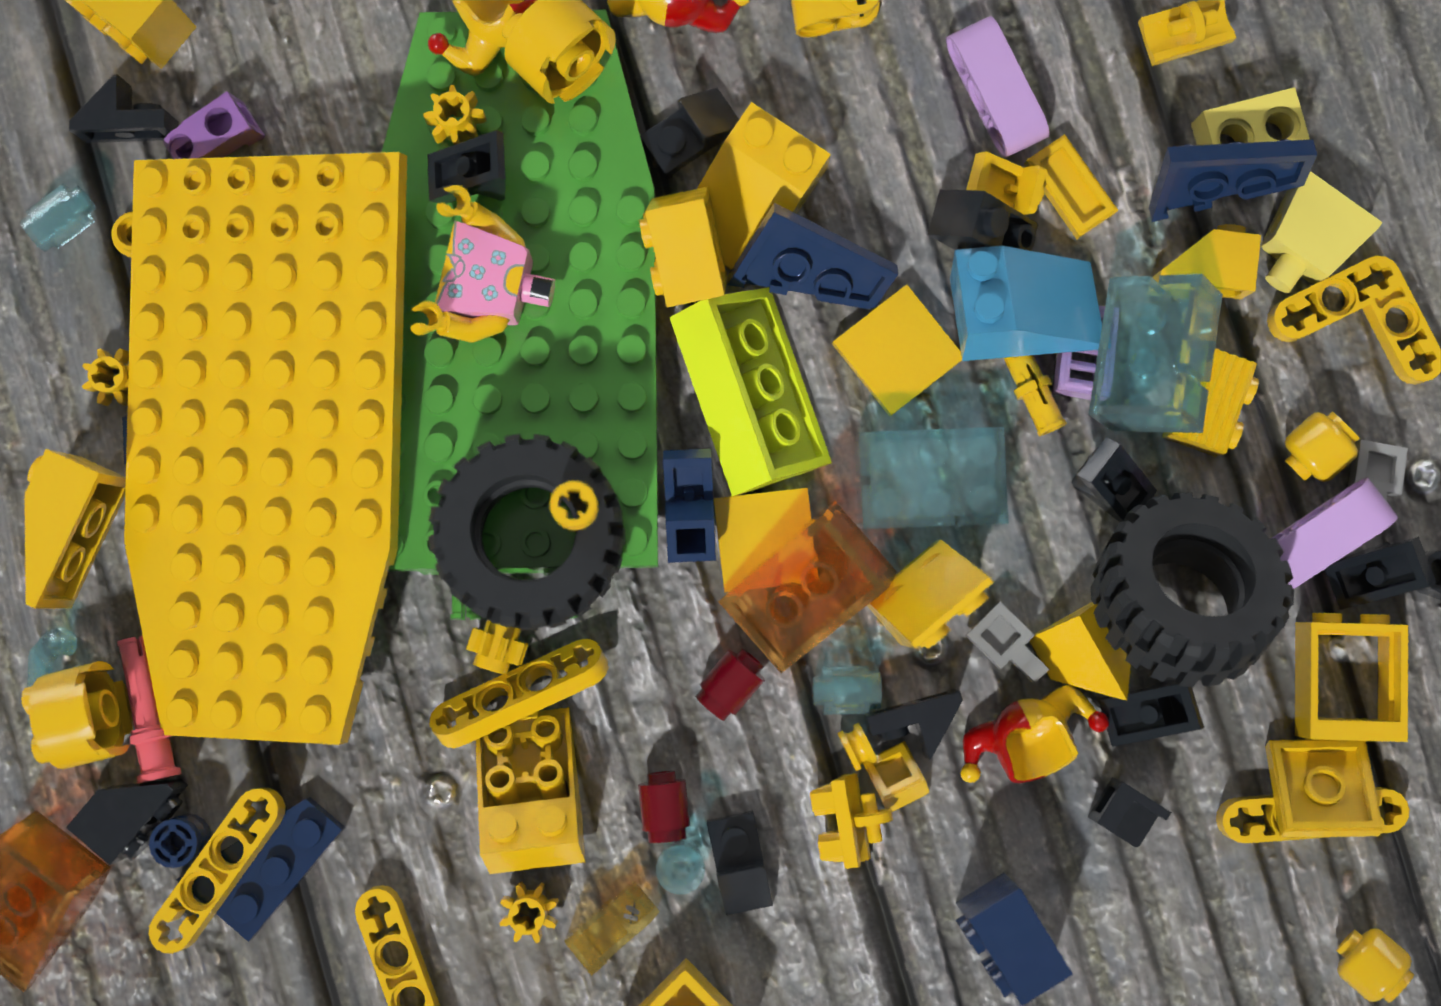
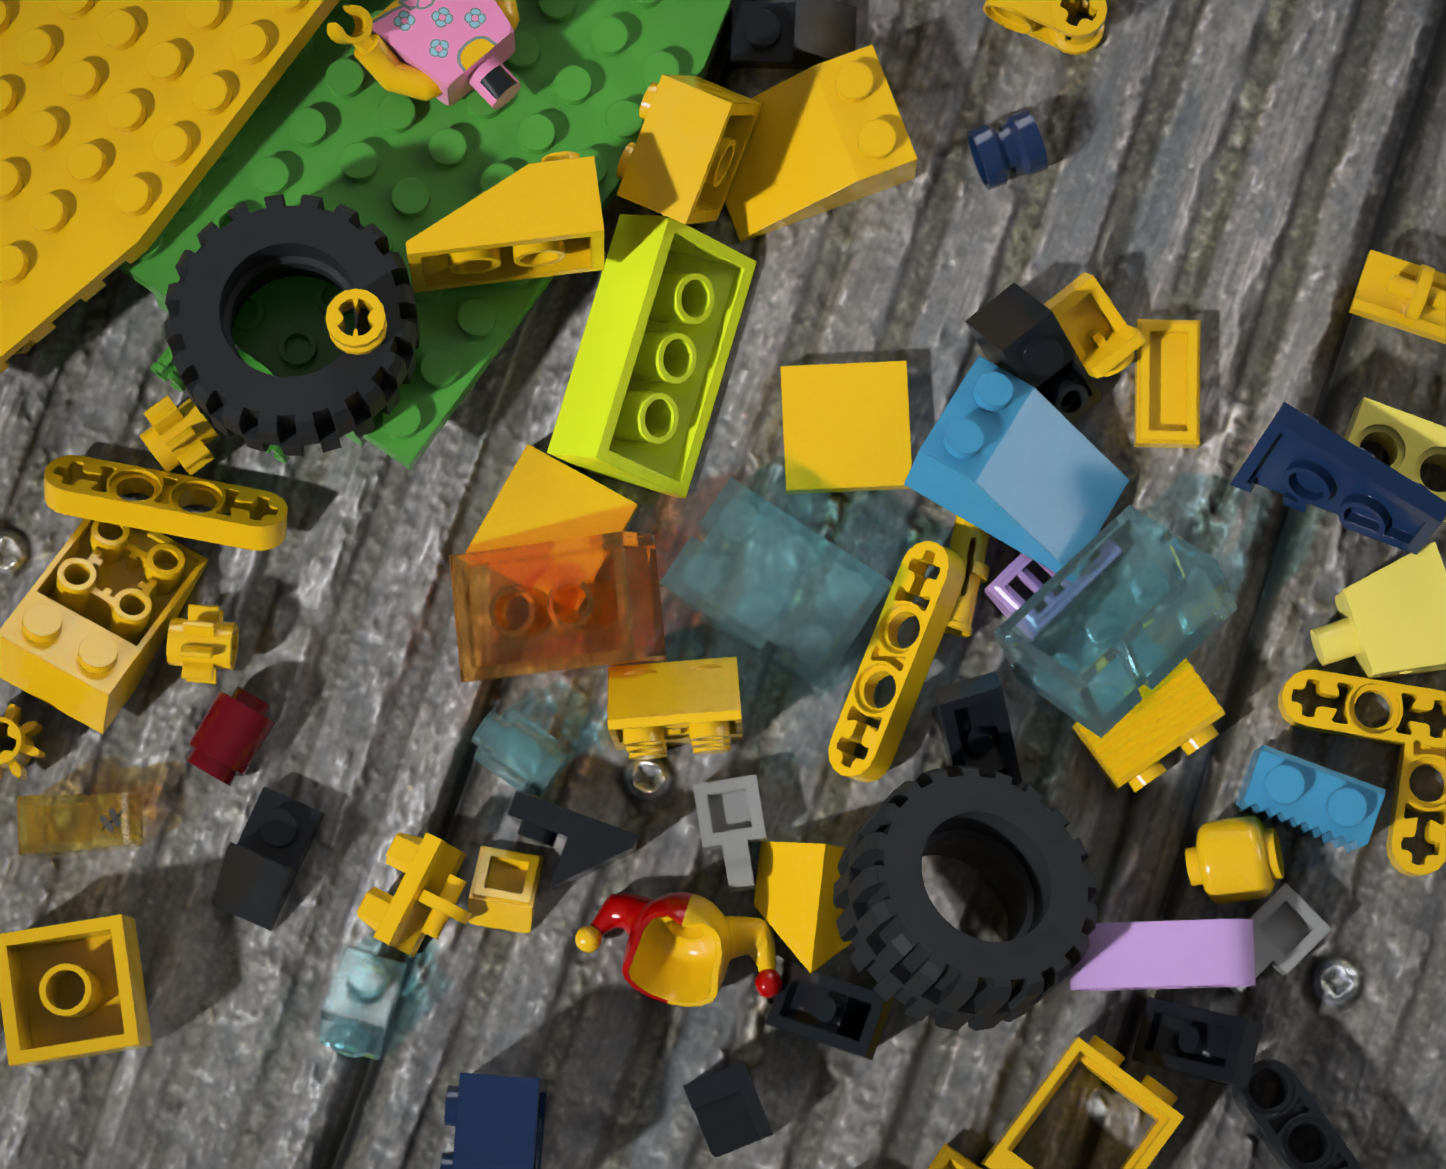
camera: 40 degrees right, 5 degrees down
(606, 764) = (202, 643): none -> yellow gear
(632, 362) = (522, 228): none -> yellow slope
(684, 851) = (219, 814): clear light blue brick -> none
(689, 505) = (494, 431): dark blue brick -> none
(730, 683) = (399, 655): dark red brick -> none
(808, 259) = (815, 257): dark blue wing -> none
(857, 746) = (485, 821): yellow bush -> none
(862, 910) = (361, 1004): none -> clear light blue bracket
(876, 108) = (1014, 147): none -> dark blue wheel
(997, 86) = (1161, 217): lavender beam -> none
(1044, 471) = (906, 665): none -> yellow beam
(1225, 258) = (1267, 575): yellow slope -> none
(1340, 379) = (1309, 799): none -> dark azure brick

